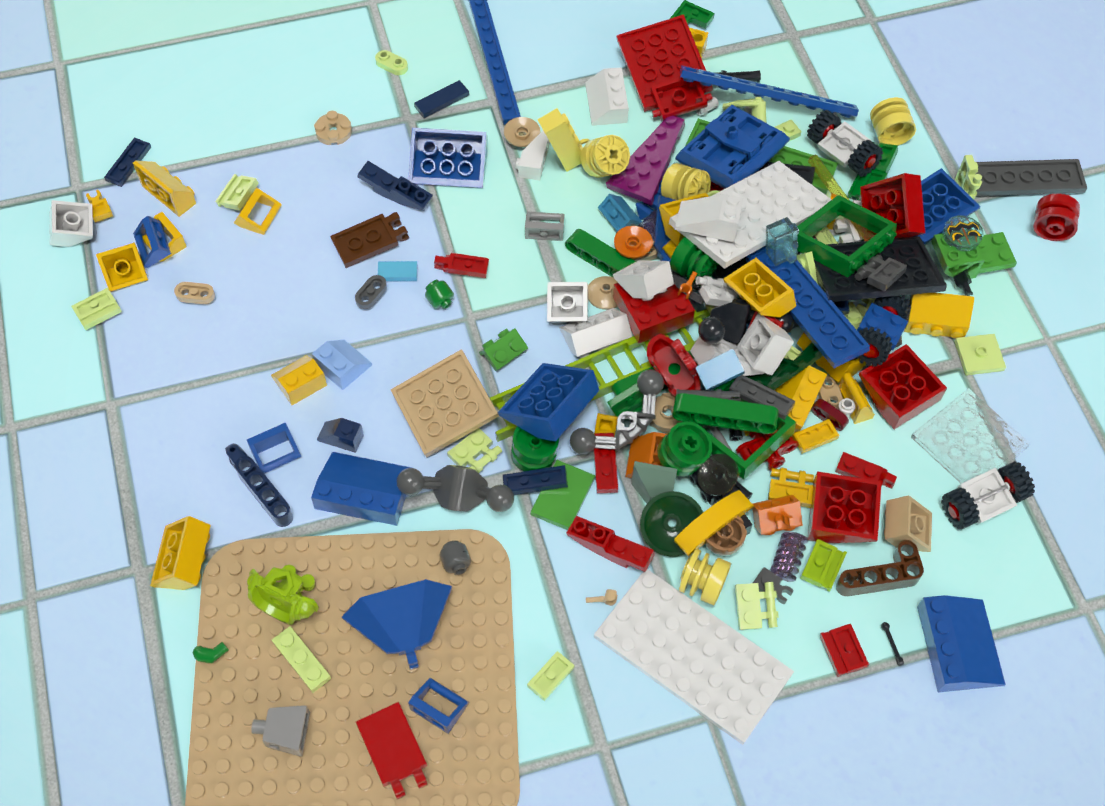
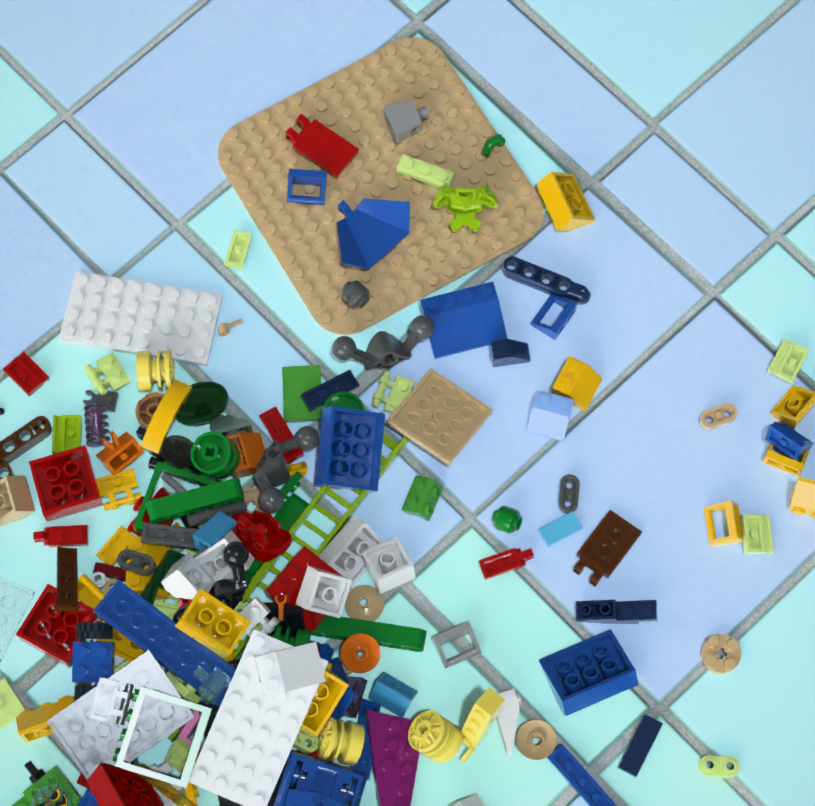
camera: 155 degrees right, 10 degrees up
(610, 546) = (242, 368): red slope -> none
(808, 385) = (137, 563): none -> dark grey plate
(878, 416) = (66, 579): none -> reddish brown tile

